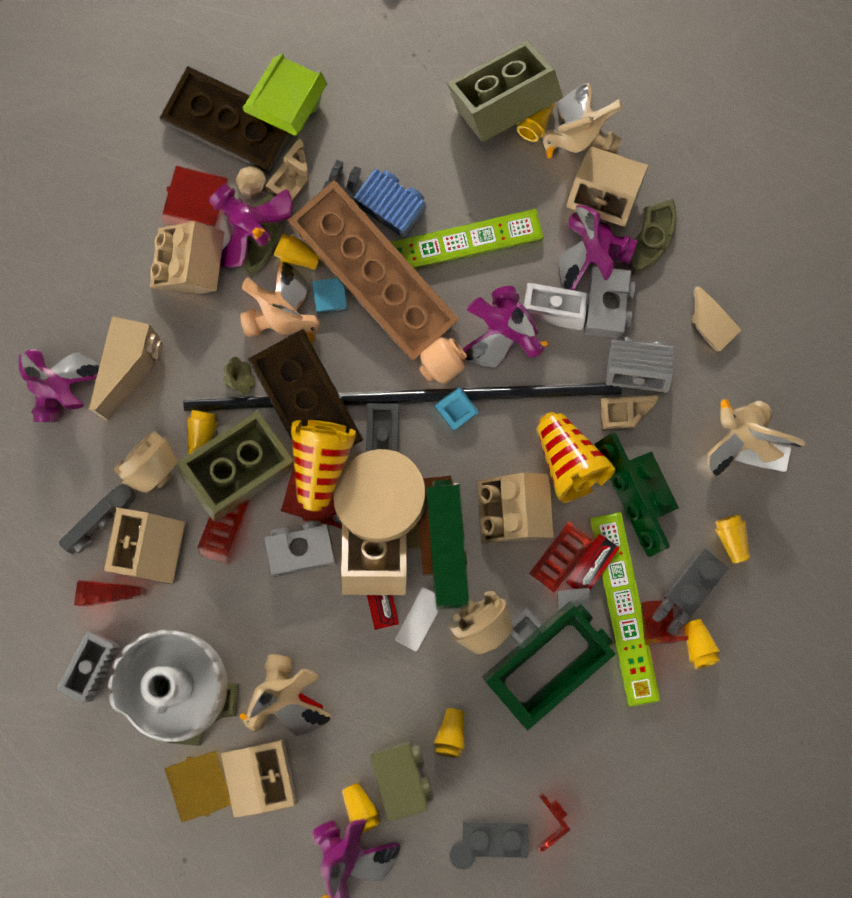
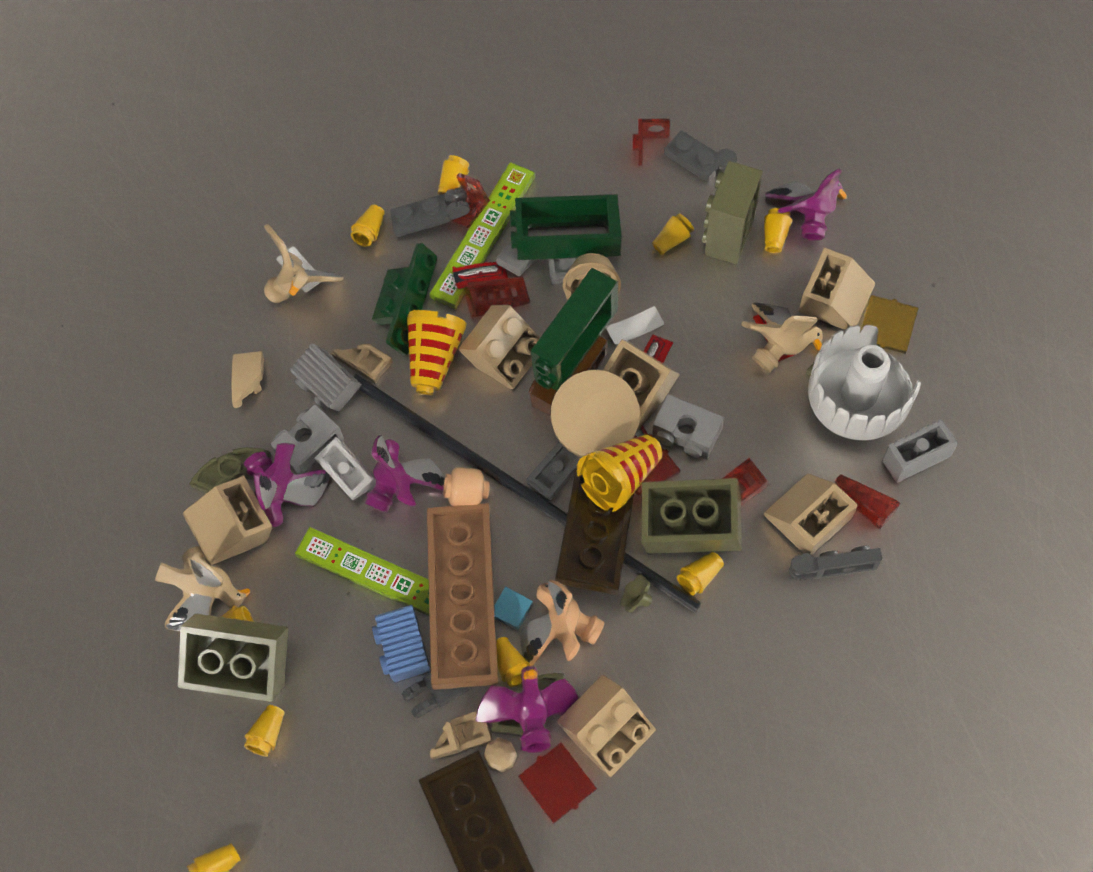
camera: 140 degrees left, 15 degrees down
(53, 383) = (798, 700): magenta animal -> none
(124, 364) = (721, 665): tan slope -> none
(147, 463) = (763, 572): tan cone -> none
(286, 95) = (411, 802): lime slope -> none
(439, 65) = (265, 731): none -> yellow cone
(456, 408) = (485, 447): medium azure tile -> none

